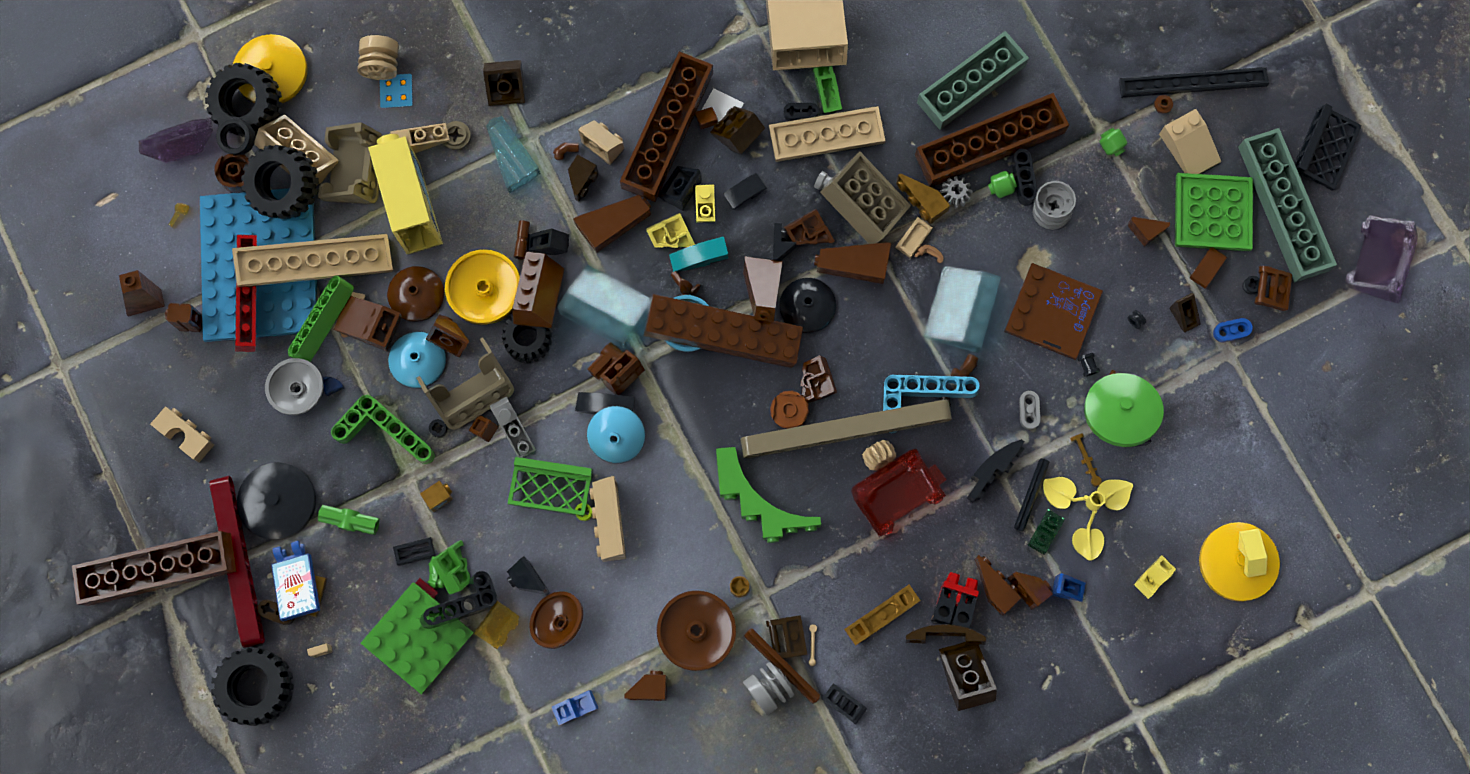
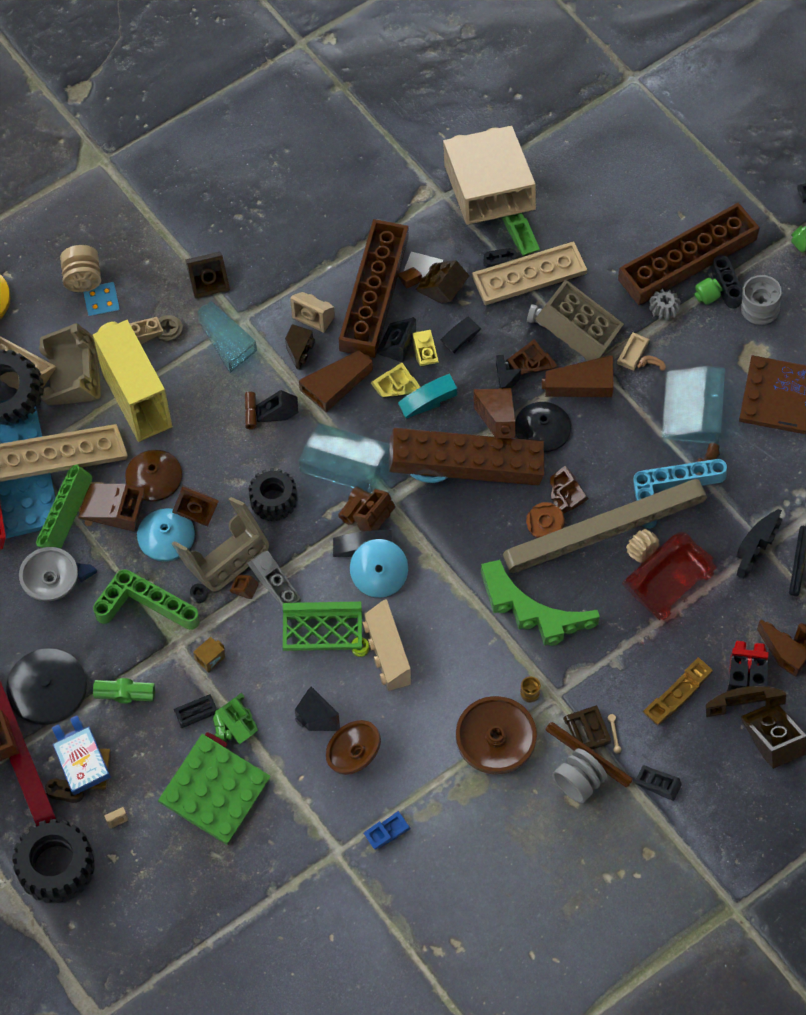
camera: 10 degrees left, 15 degrees down
(457, 605) = (270, 731): black beam -> none
(482, 286) = (221, 455): yellow dish -> none
(497, 625) = (293, 764): clear yellow bracket -> none
(537, 291) = (277, 448): reddish brown slope -> none
(563, 148) = (276, 323): reddish brown arm -> none
(650, 688) = (459, 796): reddish brown slope -> none
(684, 285) = (419, 423): reddish brown plant -> none
(927, 200) = (635, 313): pearl gold slope -> none
(972, 80) = (658, 205): sand green brick -> none
(1031, 411) = (779, 486): light grey plate -> none

